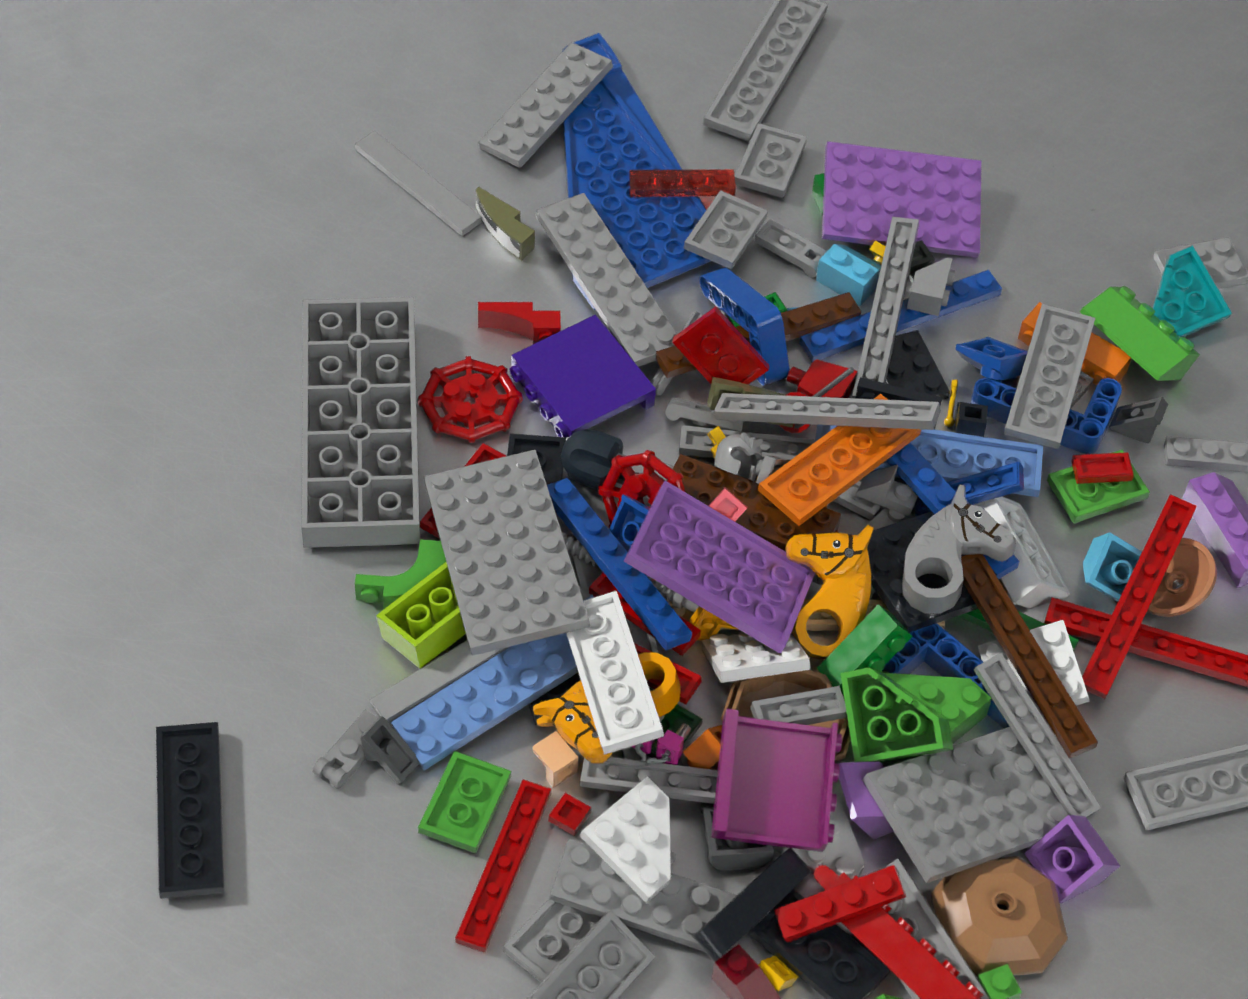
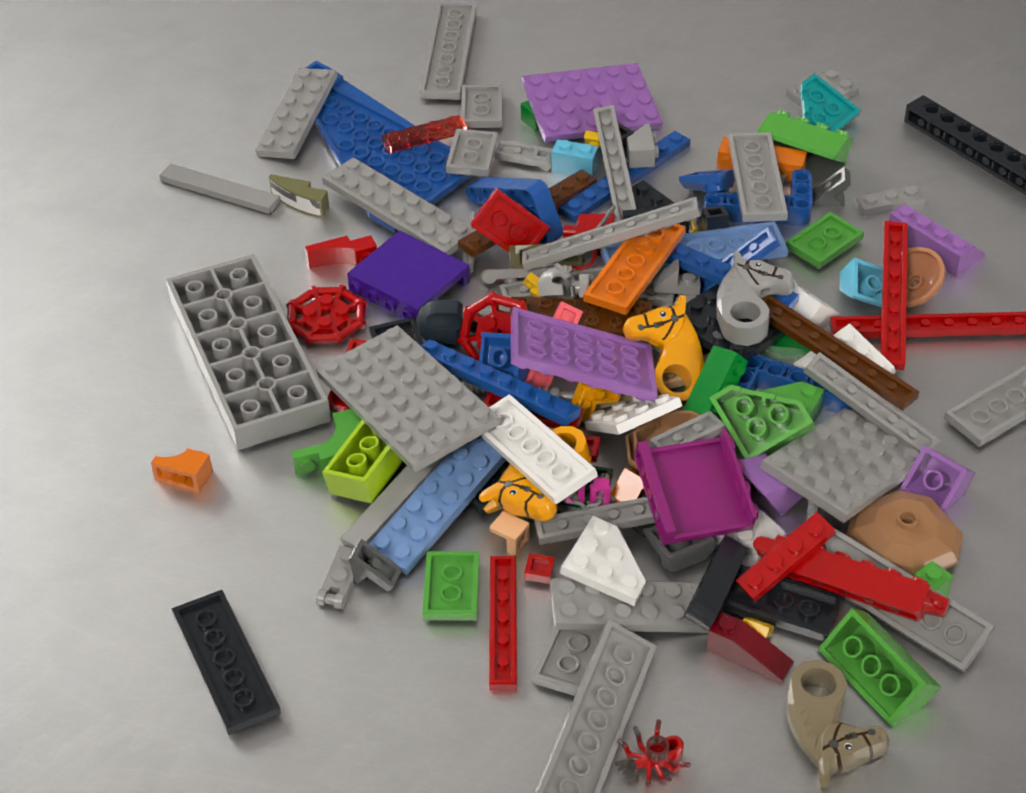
camera: 15 degrees left, 10 degrees down
(237, 556) = (184, 470): none -> orange arch
(1102, 468) = (823, 225): red tile -> none

